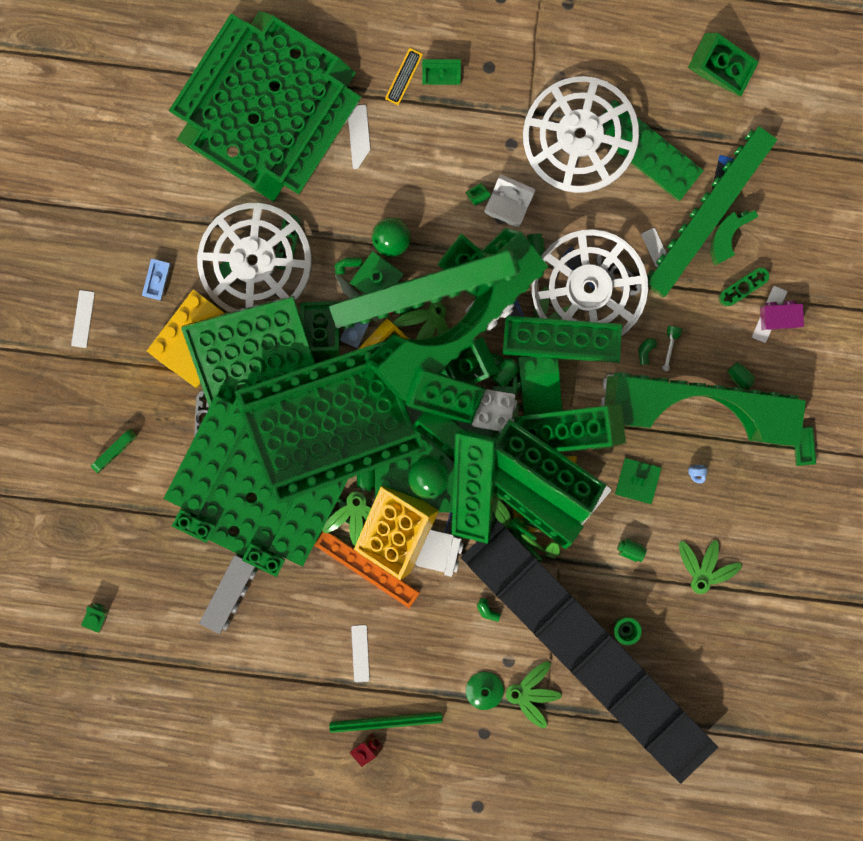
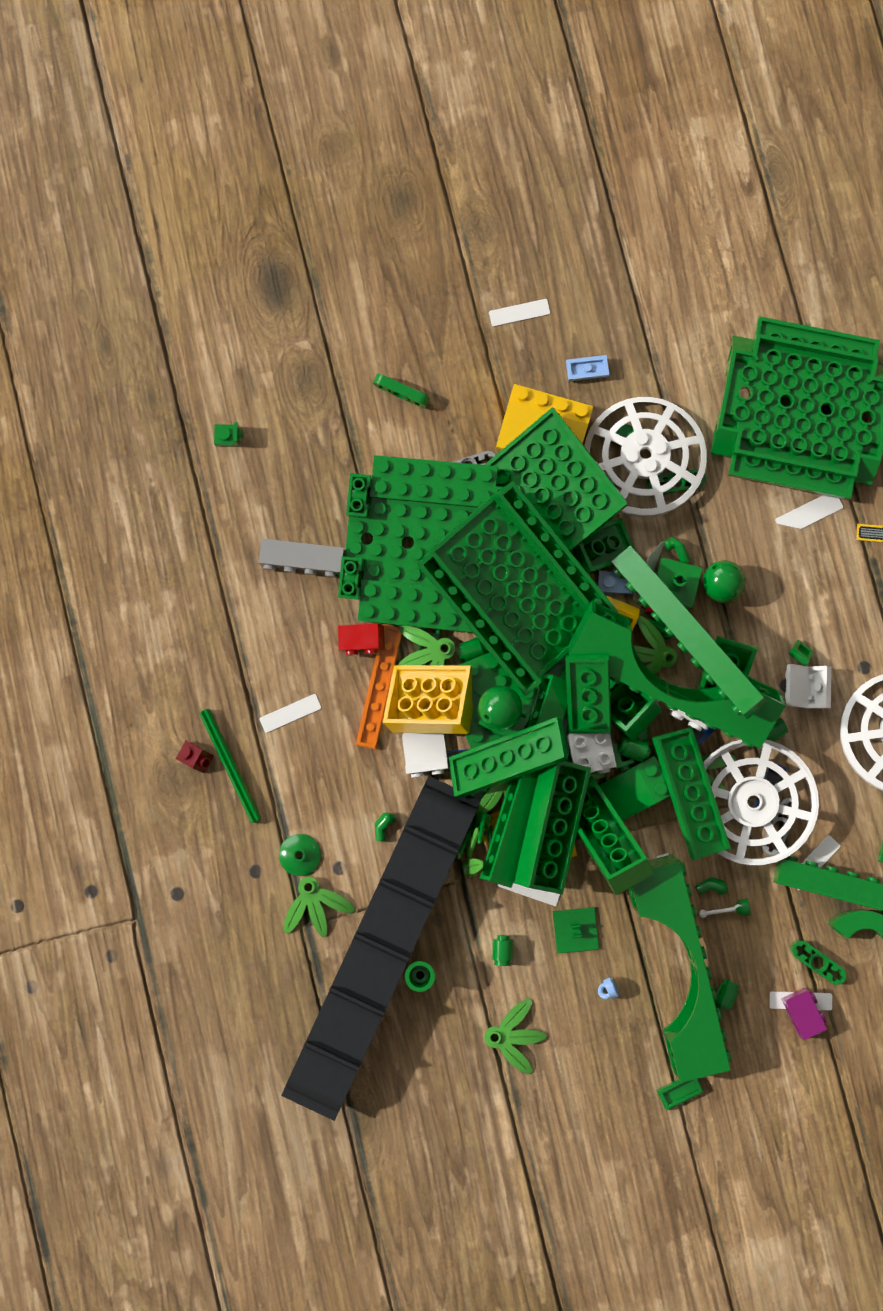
camera: 65 degrees right, 5 degrees down
(319, 569) = (361, 638): none -> red brick

